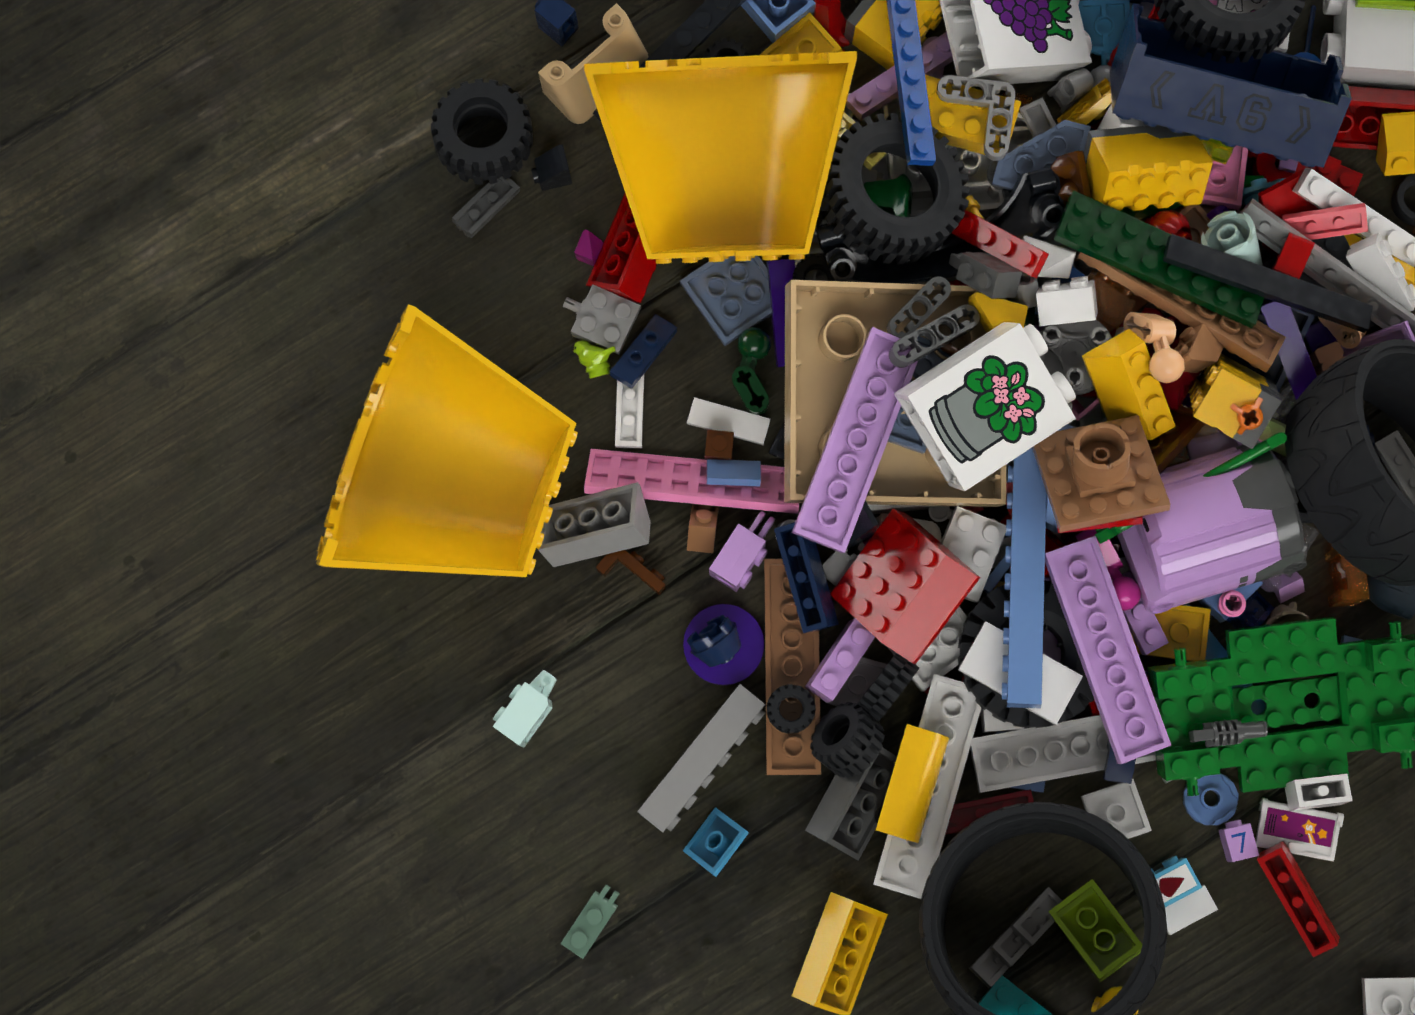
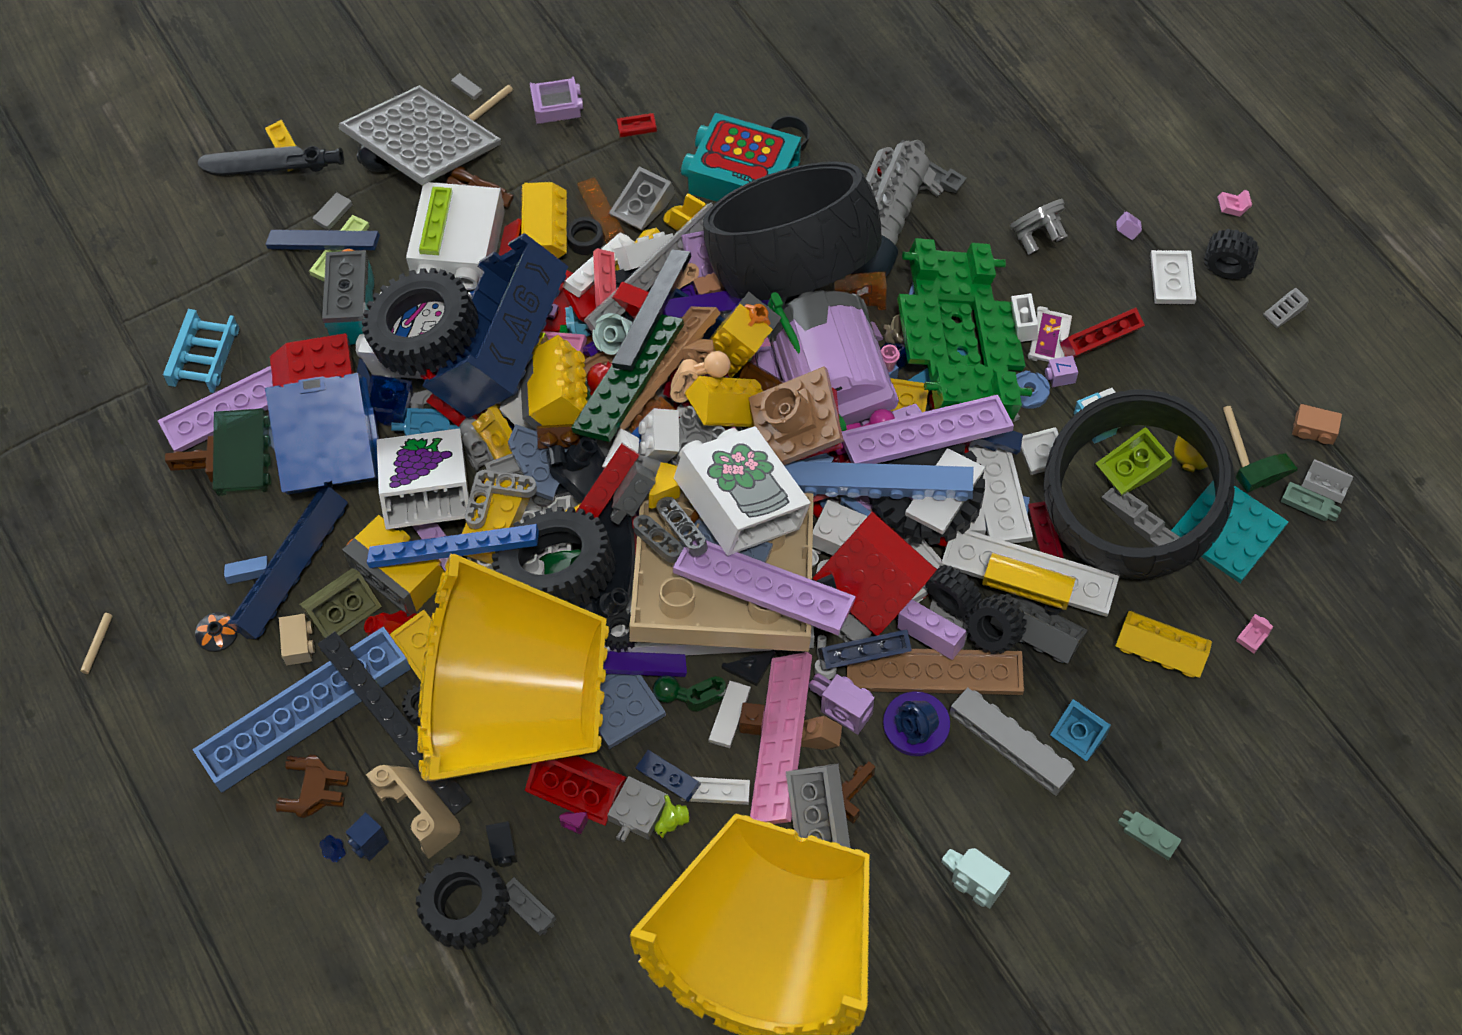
camera: 90 degrees left, 20 degrees down
(733, 472) = (776, 705): medium blue tile -> none
(805, 699) = (971, 656): black tyre -> none
(1228, 732) = (984, 364): dark grey hinge -> none

